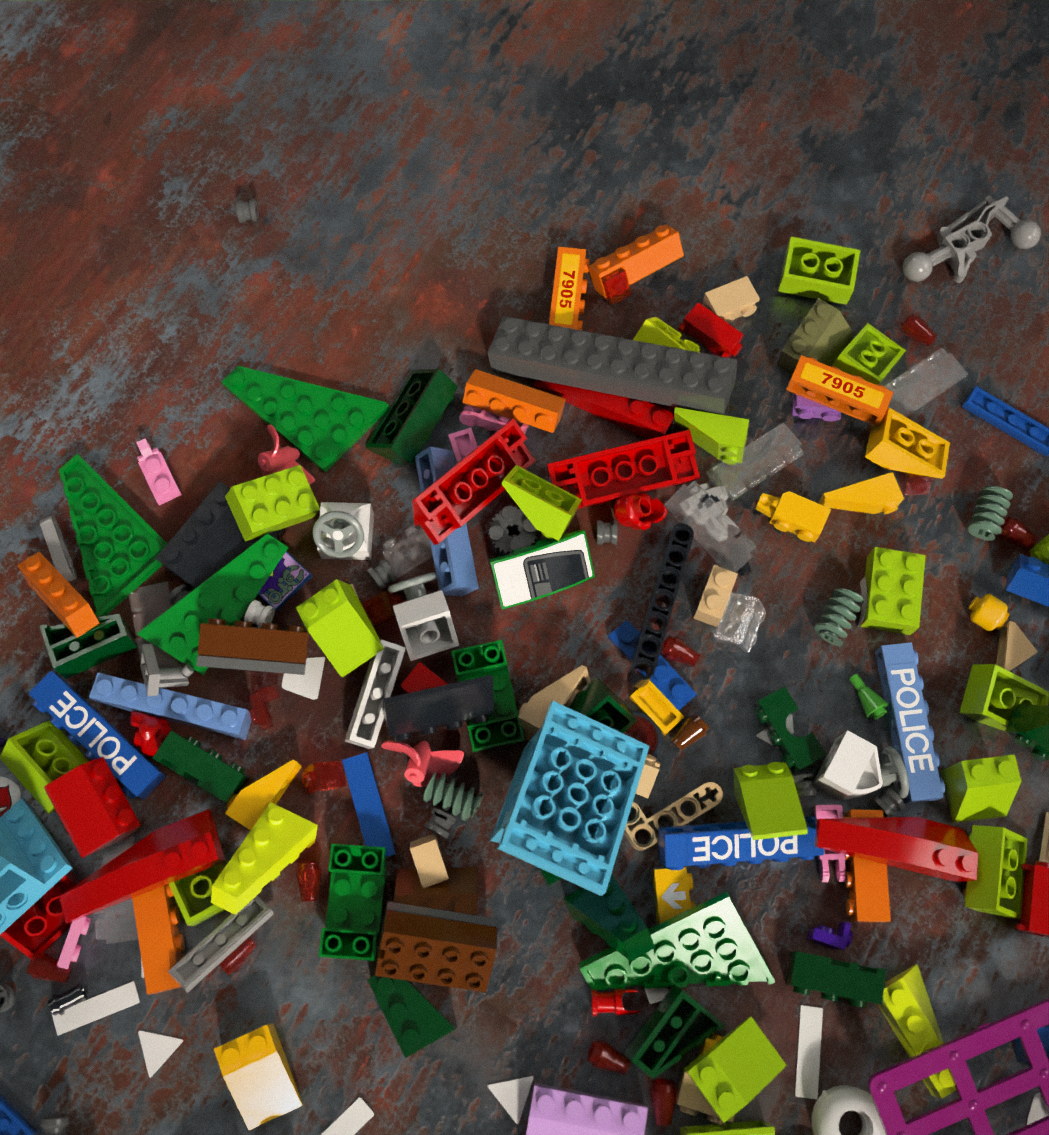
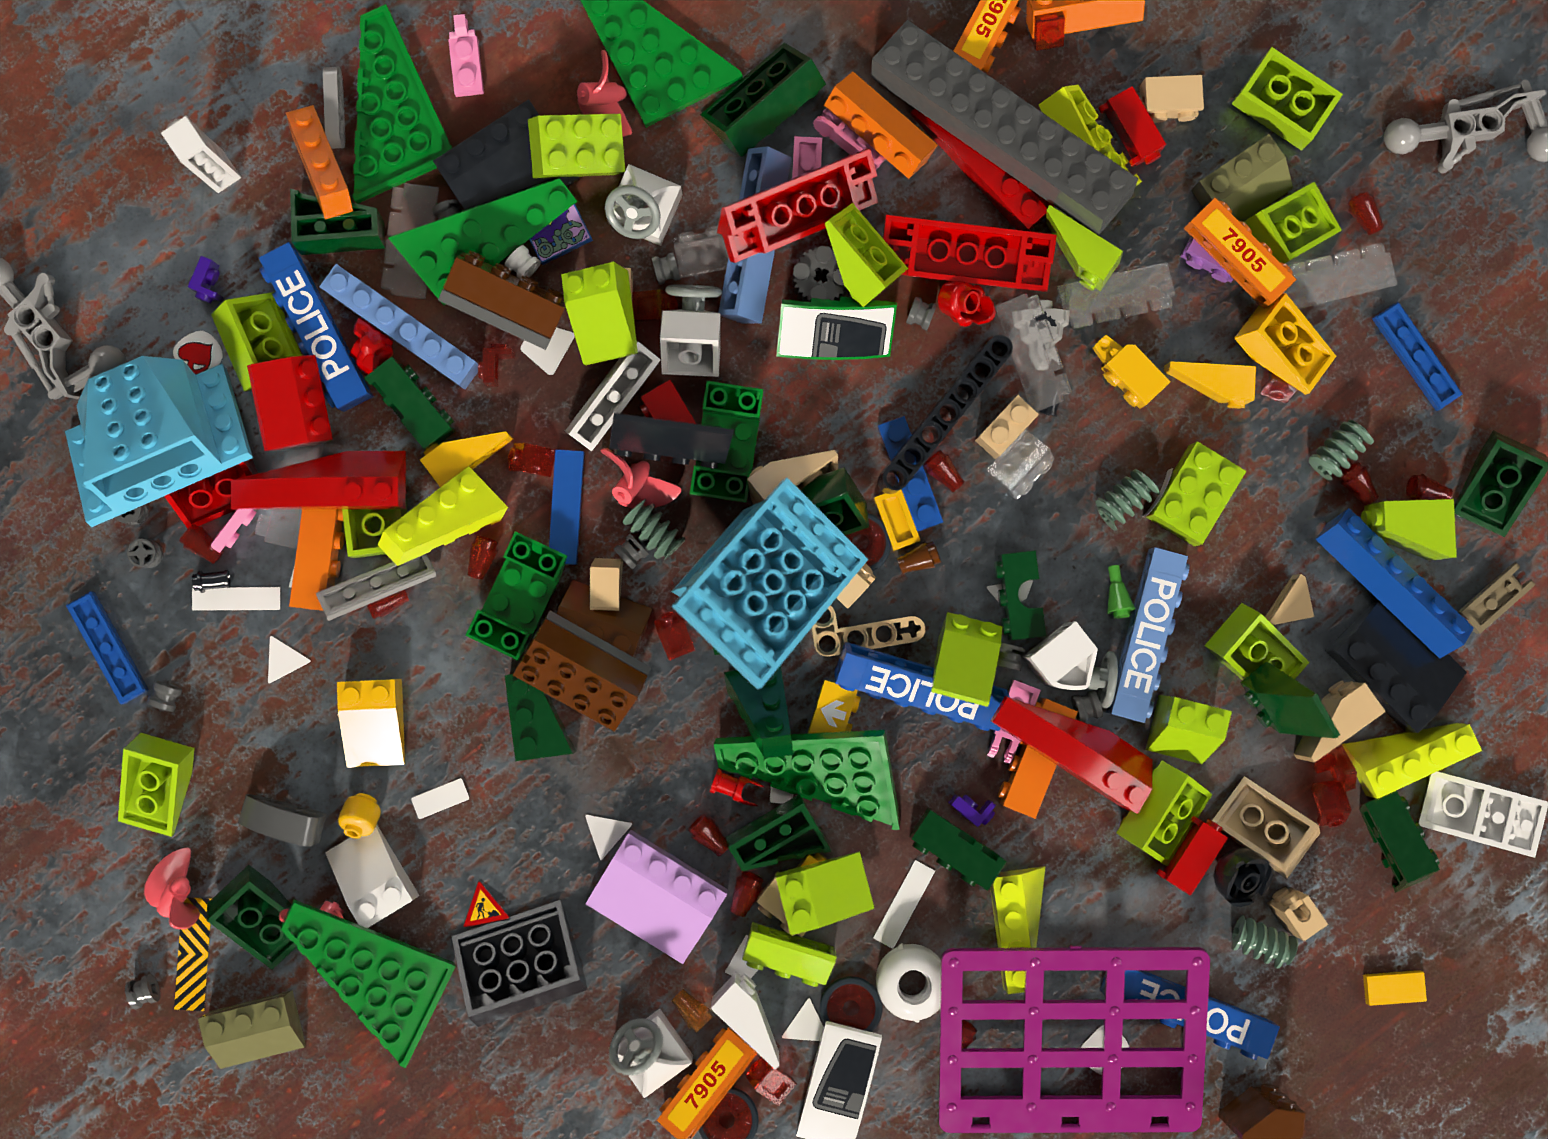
camera: 15 degrees right, 15 degrees up
(161, 677) = (398, 292): light grey piece -> none
(505, 882) = (674, 635): none -> clear red bracket
(988, 612) = (1286, 555): yellow head -> none

